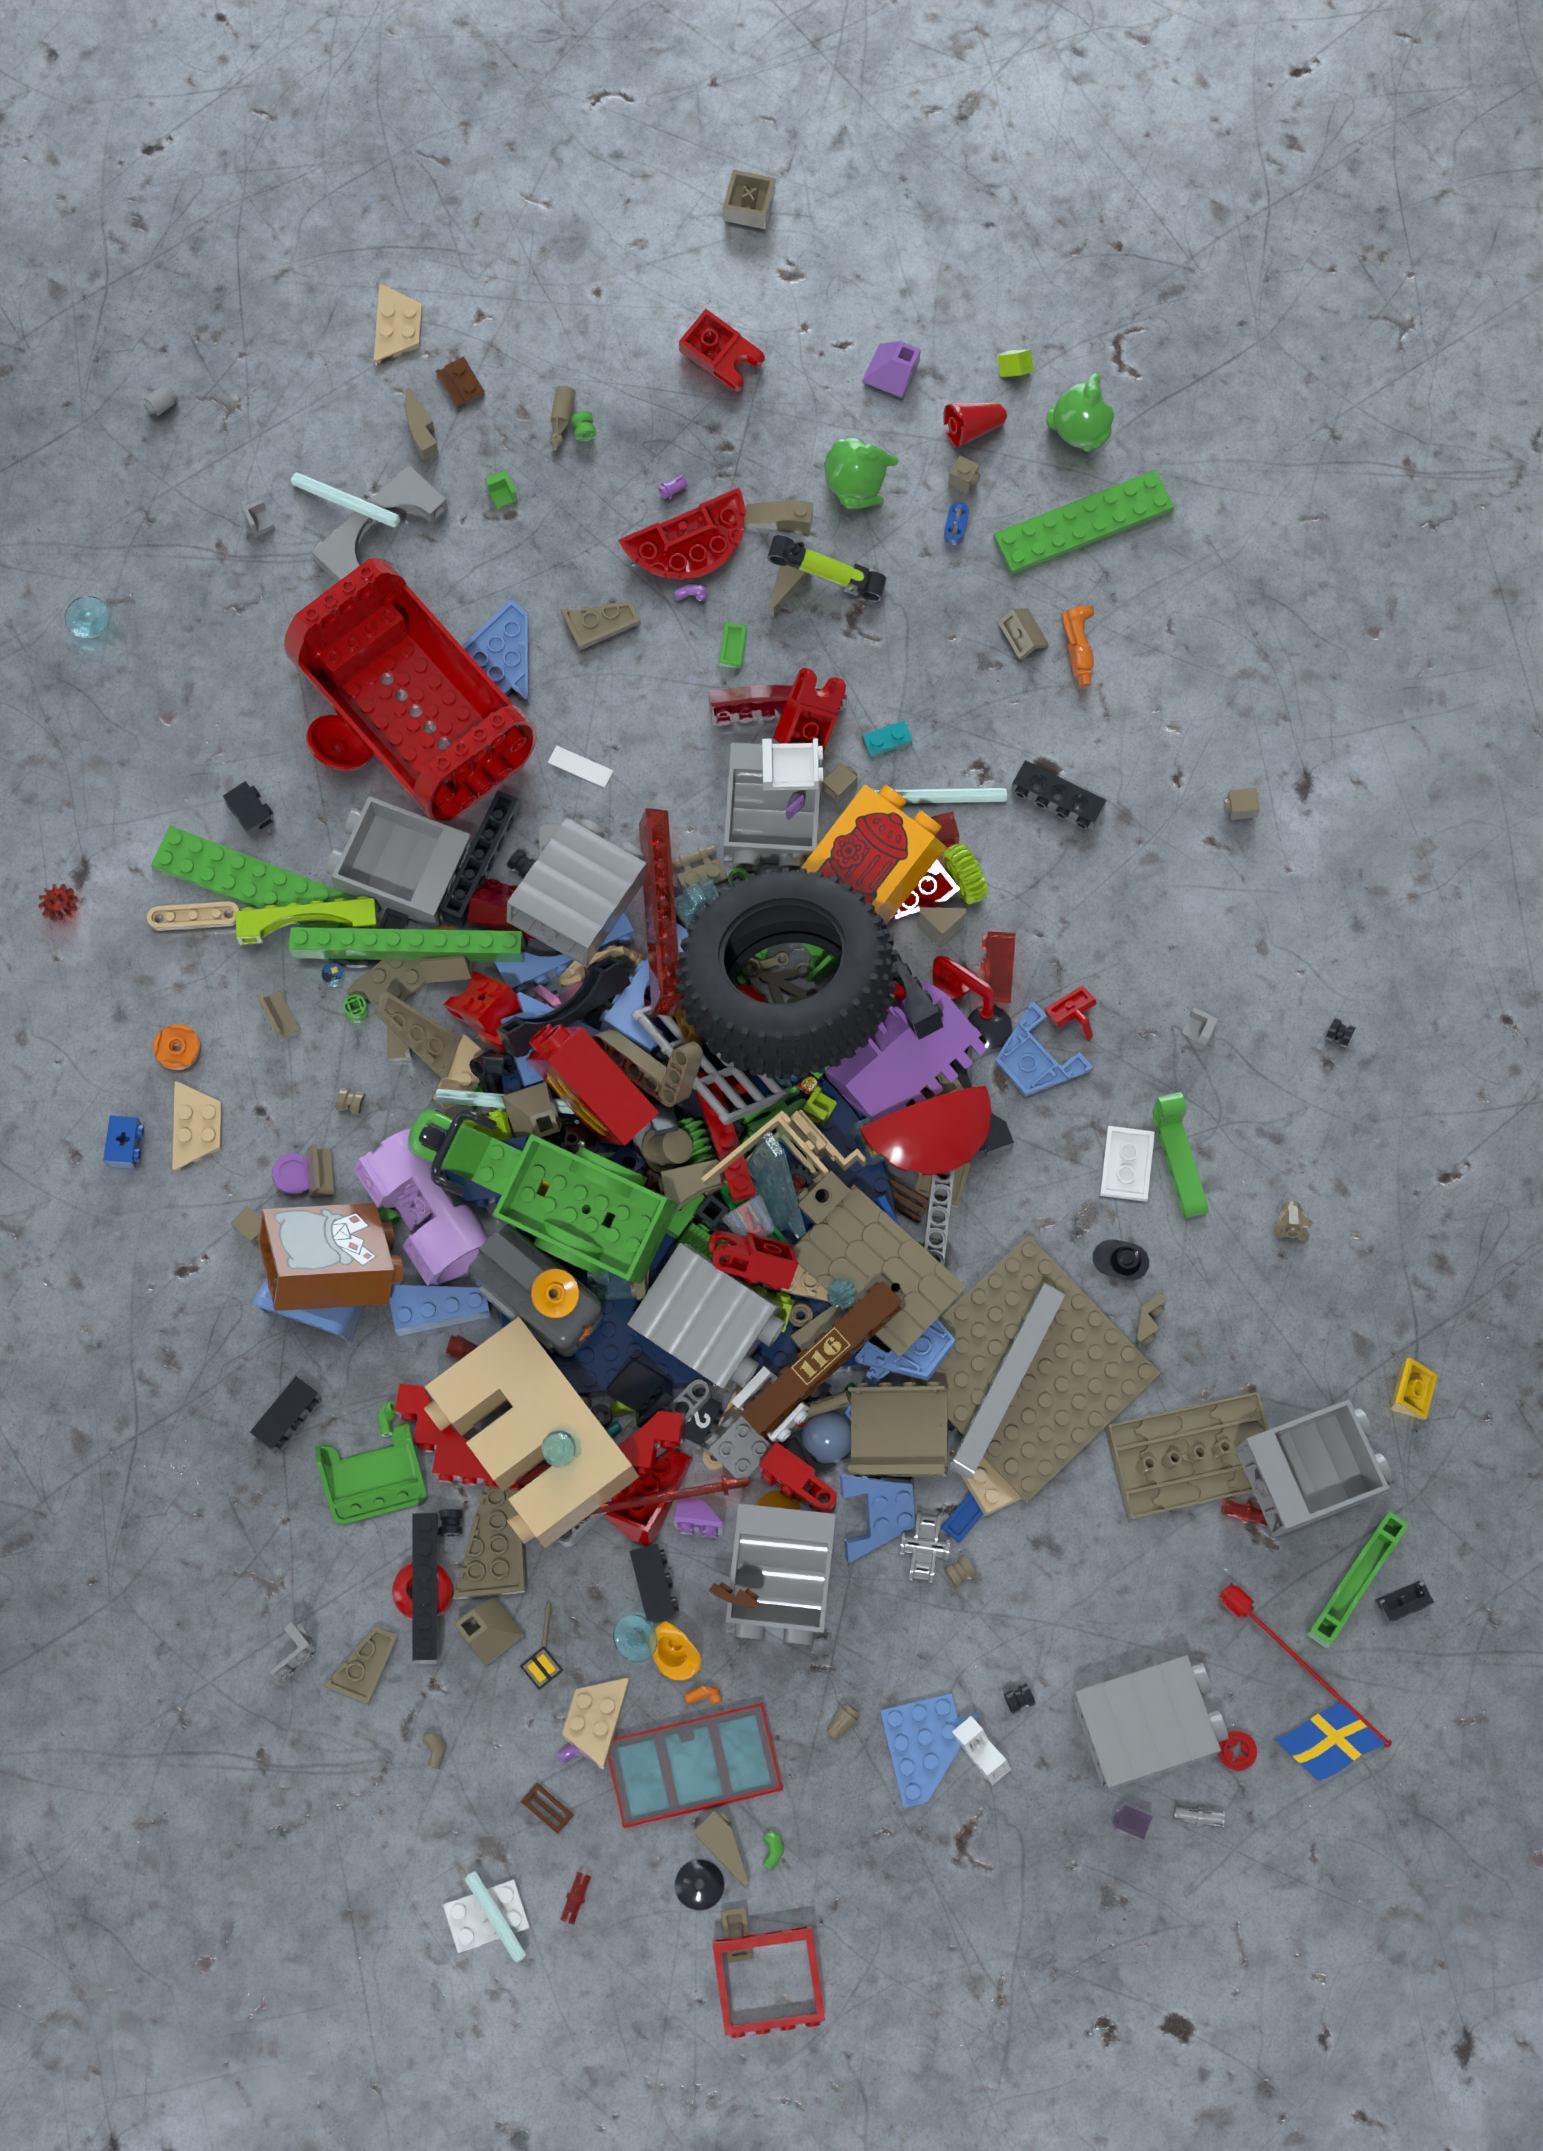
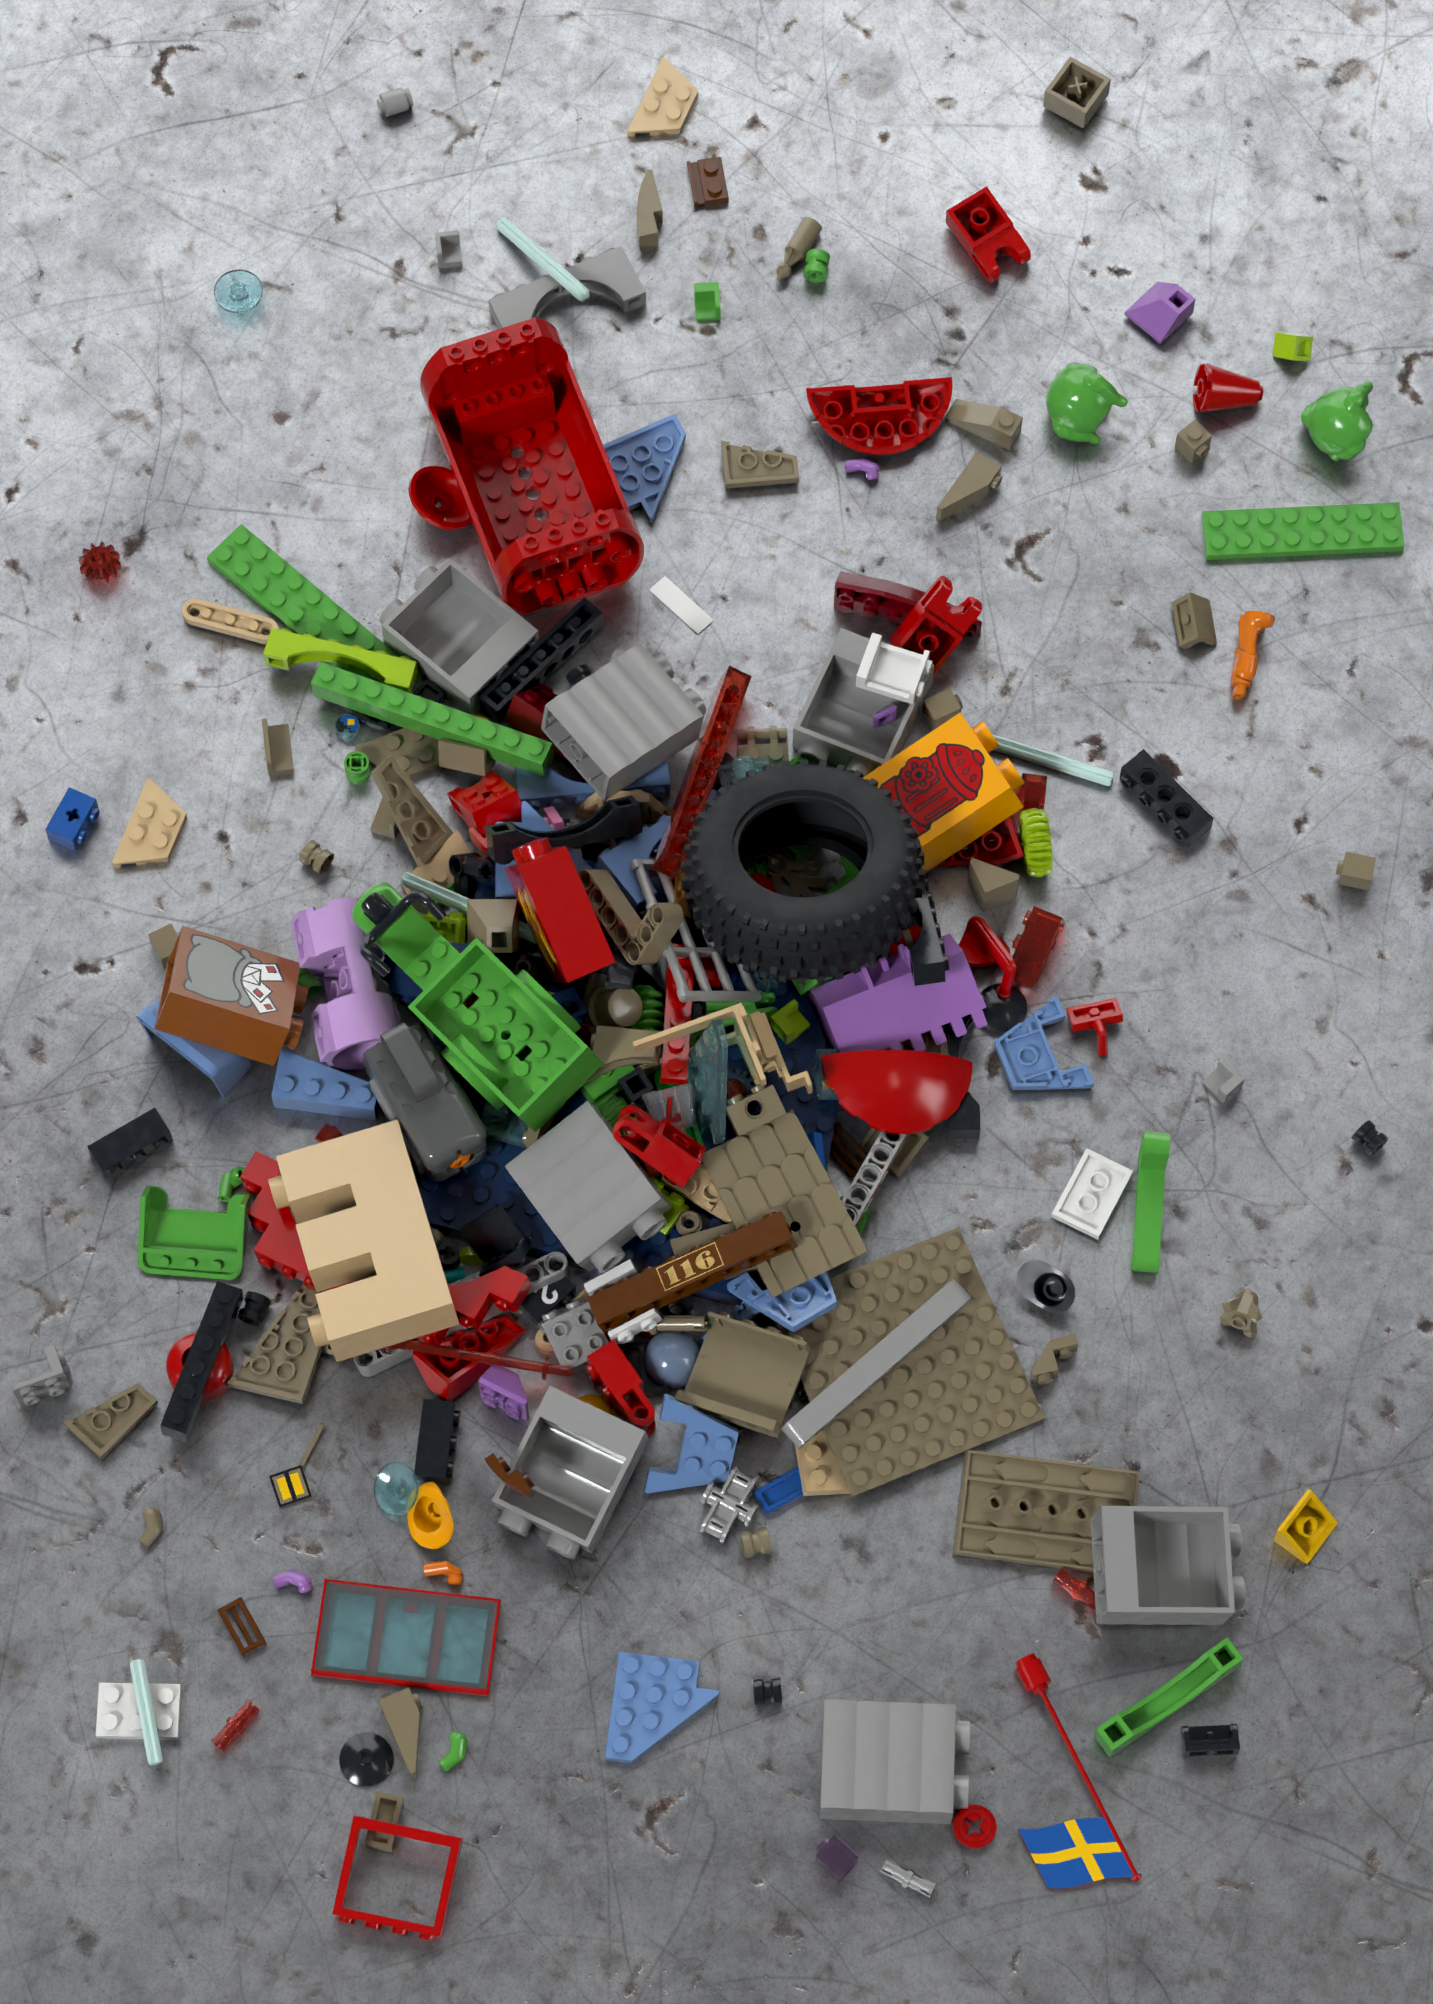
camera: 20 degrees right, 5 degrees down
(169, 1038) = (162, 733): orange plate -> none
(248, 809) = (326, 534): black brick -> none
(290, 1174) = (230, 909): medium lavender piece -> none
(319, 1172) = (258, 916): dark tan panel -> none
(488, 1630) = (250, 1428): dark tan slope -> none
(561, 1448) = (387, 1261): clear light blue hair -> none
(566, 1293) = (453, 1104): light orange dish -> none
(595, 1718) = (325, 1553): tan wing -> none
(668, 489) = (885, 356): medium lavender pin -> none
(732, 645) = (885, 535): bright green tile -> none
(809, 1083) = (788, 994): sticker -> none
(841, 1293) = (735, 1211): clear light blue gear -> none
(843, 1721) = (577, 1648): dark tan cone -> none
(853, 578) = (1035, 508): piece -> none
(887, 738) = (1009, 682): teal plate -> none
(960, 524) = (1163, 486): blue beam -> none
(981, 1750) = (707, 1728): white brick -> none

